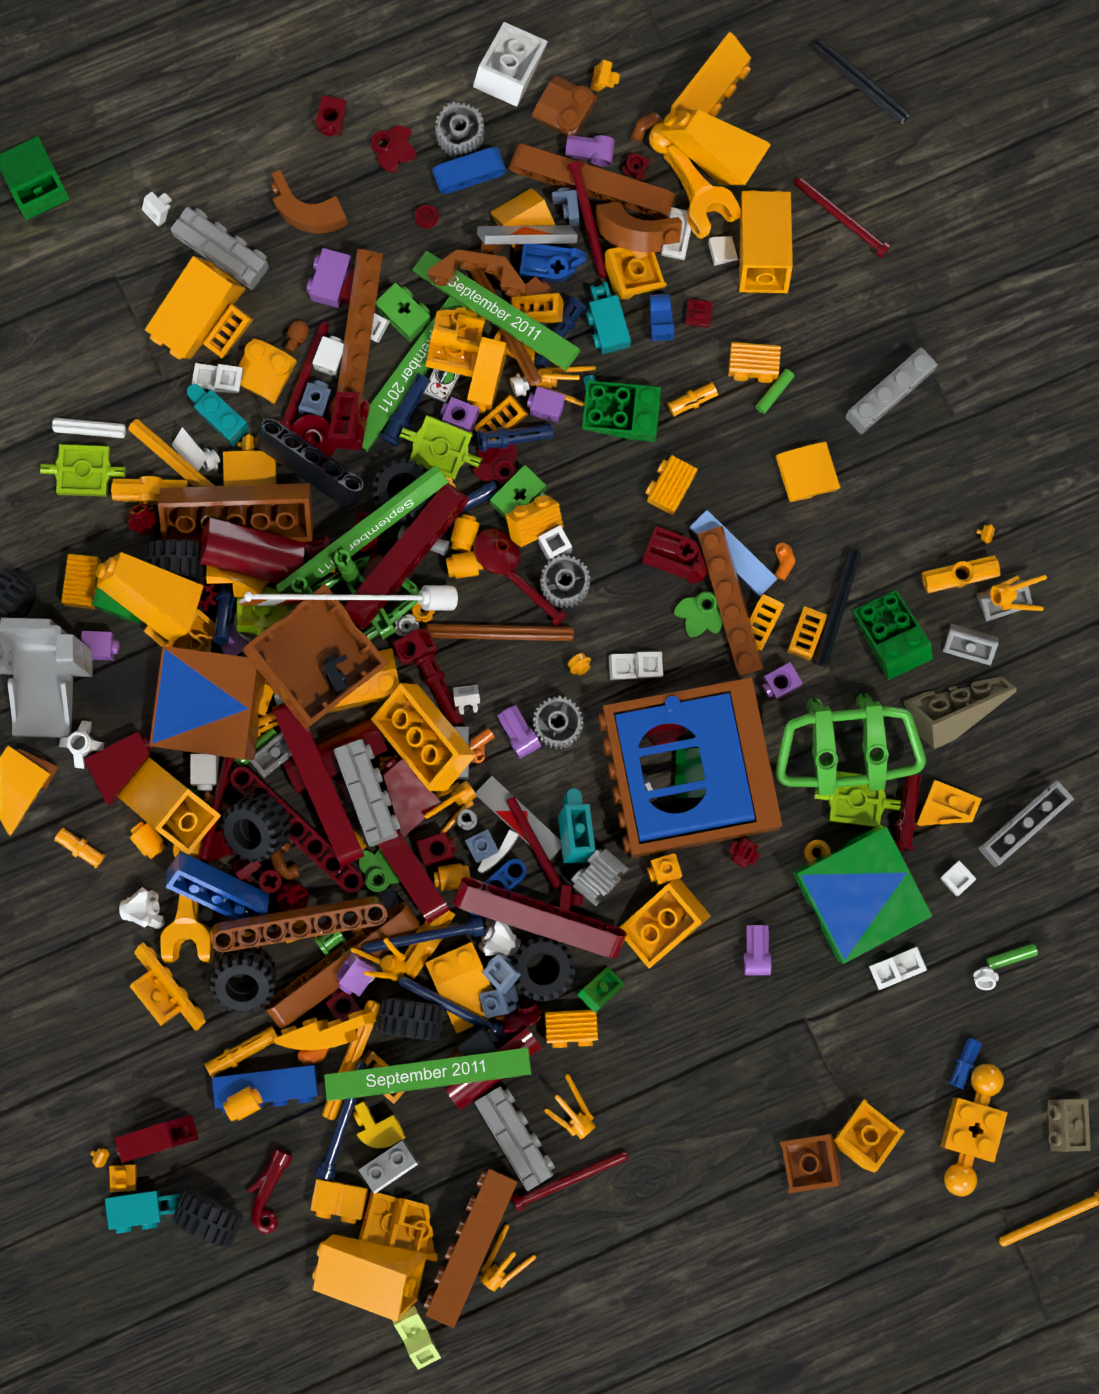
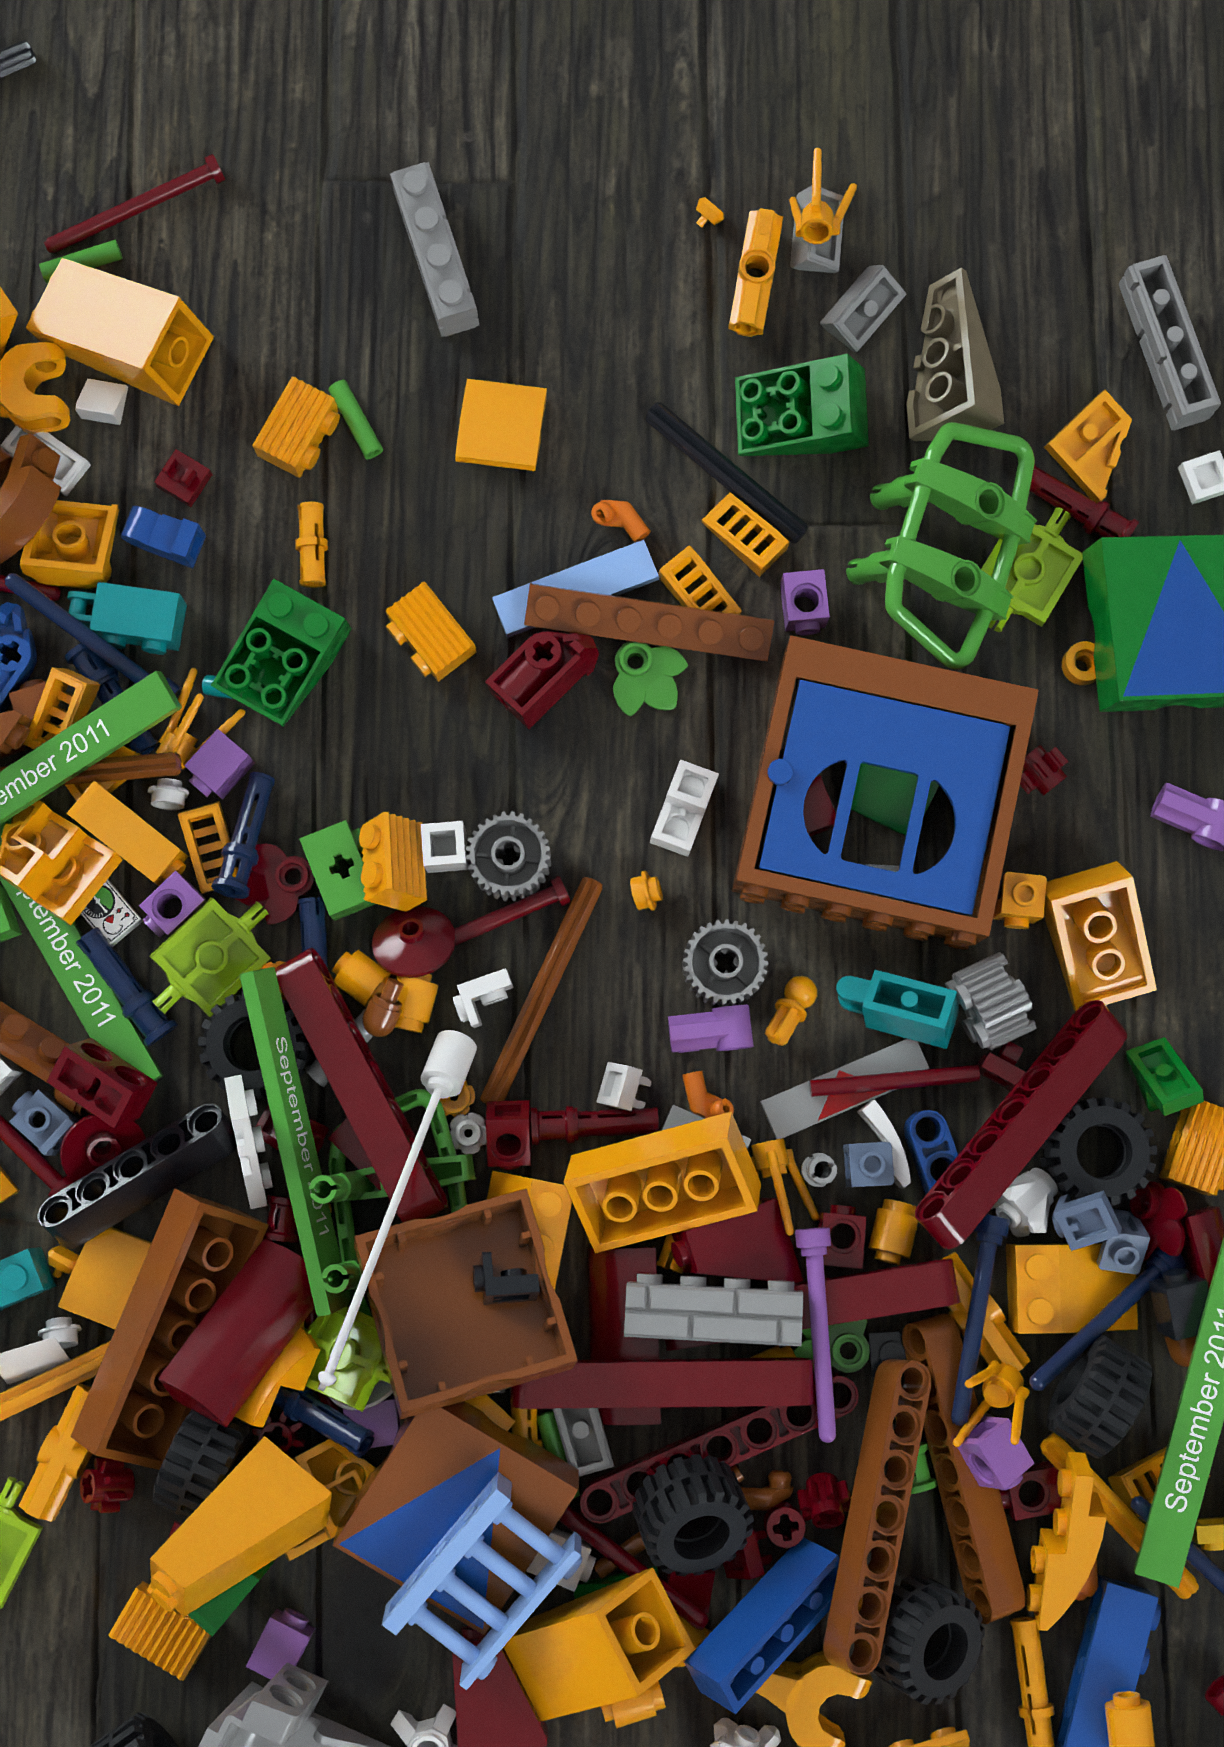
camera: 65 degrees left, 0 degrees up
(194, 713) = (466, 1540): none -> light blue fence
(351, 510) = (248, 1141): none -> white wing
(423, 832) = (813, 1246): none -> medium lavender piece
(451, 550) = (383, 1010): none -> dark orange cylinder
(484, 597) = (487, 988): none -> white bracket
(561, 772) = (799, 994): none -> light orange axle
(584, 301) = (78, 630): none -> dark blue piece
(798, 203) = (91, 257): none -> bright green piece

